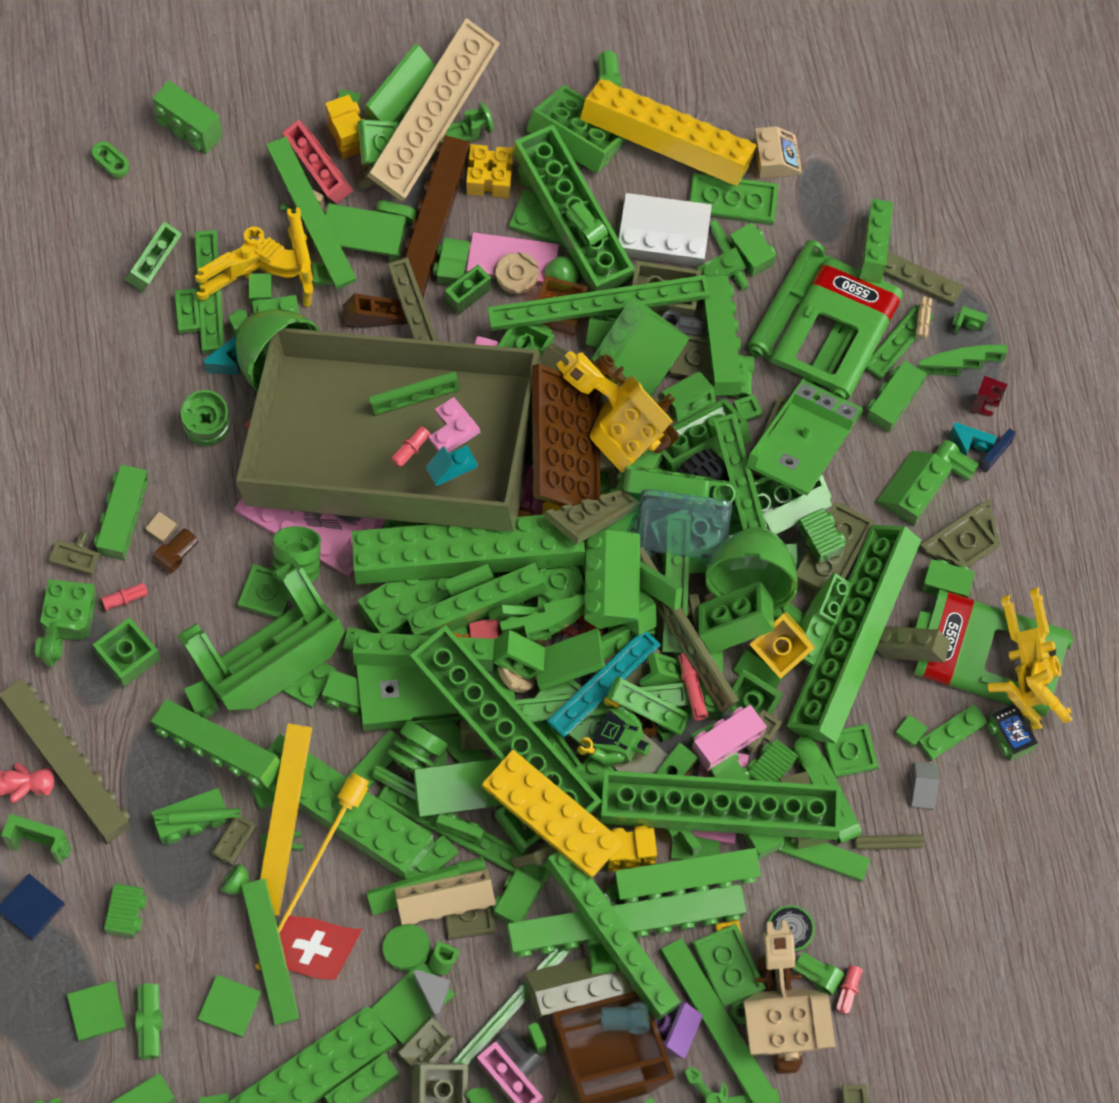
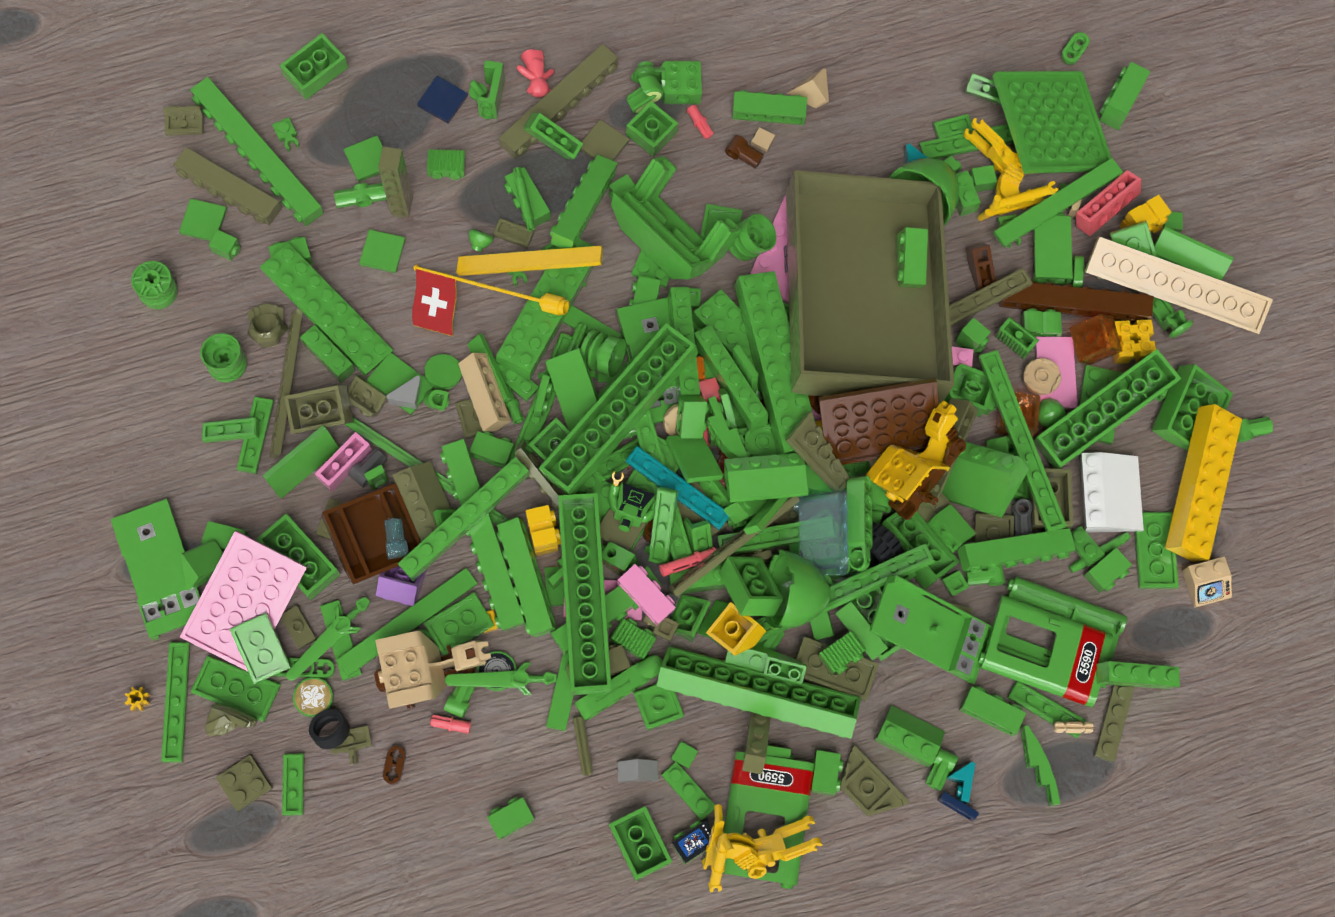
camera: 80 degrees right, 5 degrees up
(28, 860) = (477, 90): none -> bright green plate
(75, 556) = (727, 81): olive plate -> none
(80, 652) = (649, 91): none -> bright green animal
(105, 458) = (813, 88): none -> tan slope
(118, 769) = (552, 136): none -> bright green brick
(130, 715) = (604, 142): none -> olive tile
(161, 959) = (395, 181): none -> olive brick
(208, 197) = (1052, 121): none -> bright green plate
(209, 407) = (858, 143): bright green wheel -> none
(270, 952) = (425, 271): bright green tile -> none
(357, 376) = (912, 257): none -> bright green wedge
(410, 446) = (843, 292): coral axle -> none
(414, 393) = (905, 302): bright green tile -> none
(447, 465) = (831, 325): teal slope -> none
(458, 426) = (867, 328): bright pink plate -> none
(462, 329) = (973, 336): none -> bright green brick
(485, 206) = (1096, 339): none -> clear orange brick
(552, 814) = (549, 453): yellow plate -> none
(588, 228) = (1088, 420): bright green piece -> none
(805, 906) = (508, 679): none -> bright green sword
(893, 1056) = (399, 766): none -> reddish brown beam
(967, 932) = (510, 818): none -> bright green brick
(970, 318) = (1080, 772): bright green bracket -> none
(989, 393) = (1006, 788): dark red hinge -> none
(1011, 790) = (640, 843): none -> bright green brick

